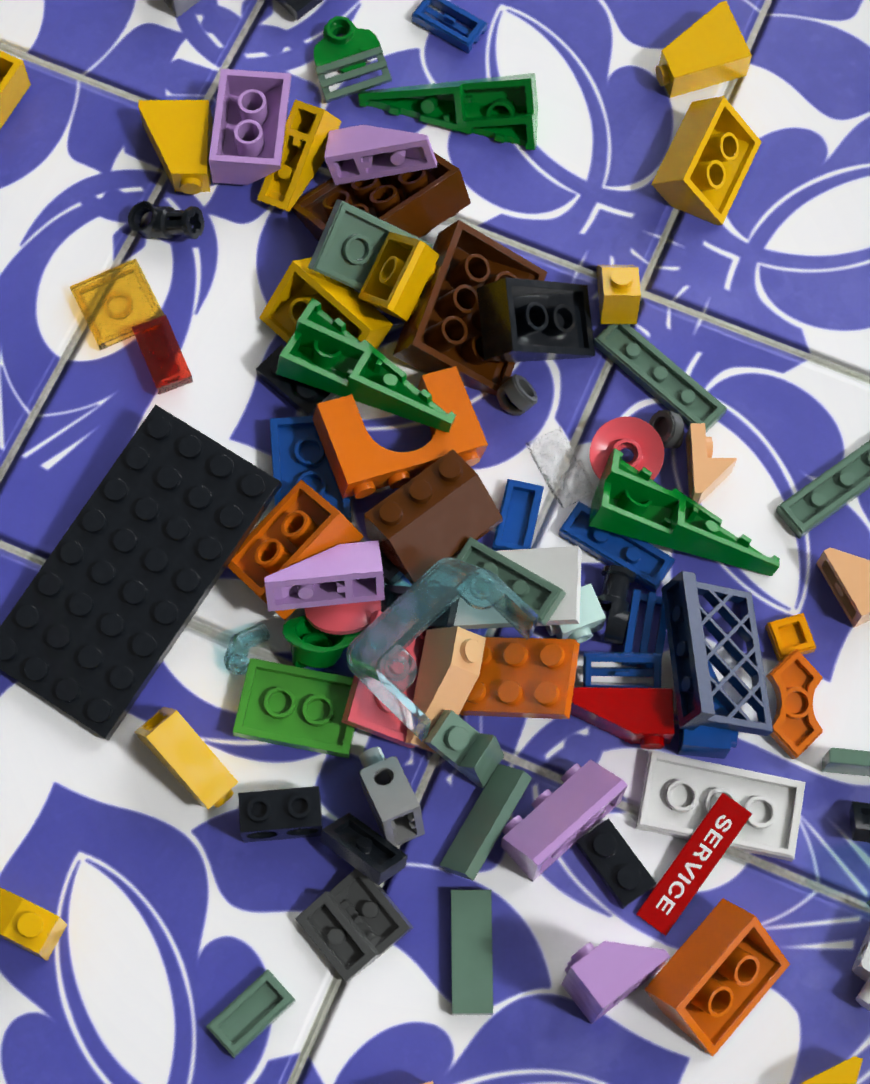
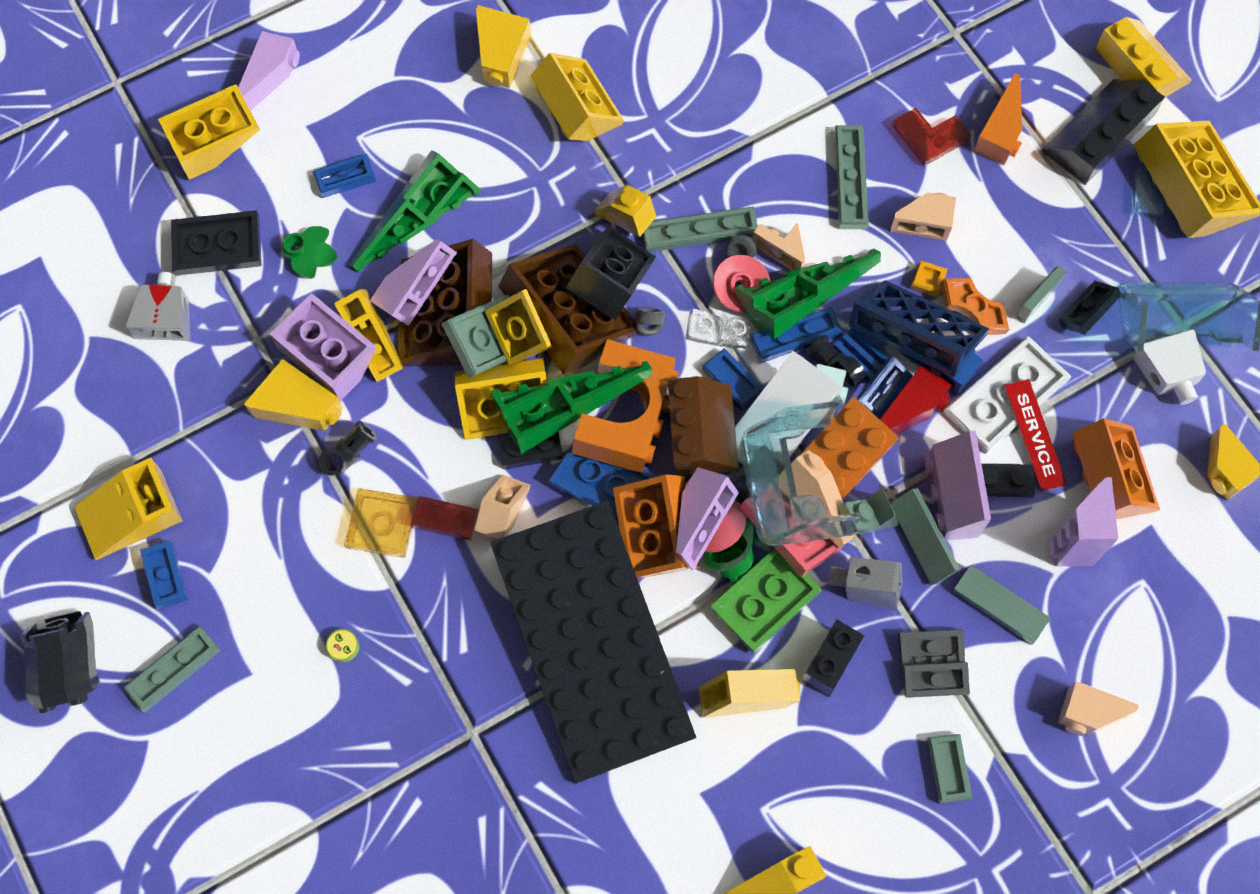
camera: 50 degrees left, 0 degrees up
(210, 395) = (501, 507): none -> light nougat slope
(239, 647) = (694, 607): clear light blue arm -> none
(350, 61) = (344, 238): sand green tile -> none
(363, 848) = (893, 621): black plate -> none
(534, 590) = (803, 395): sand green tile -> none

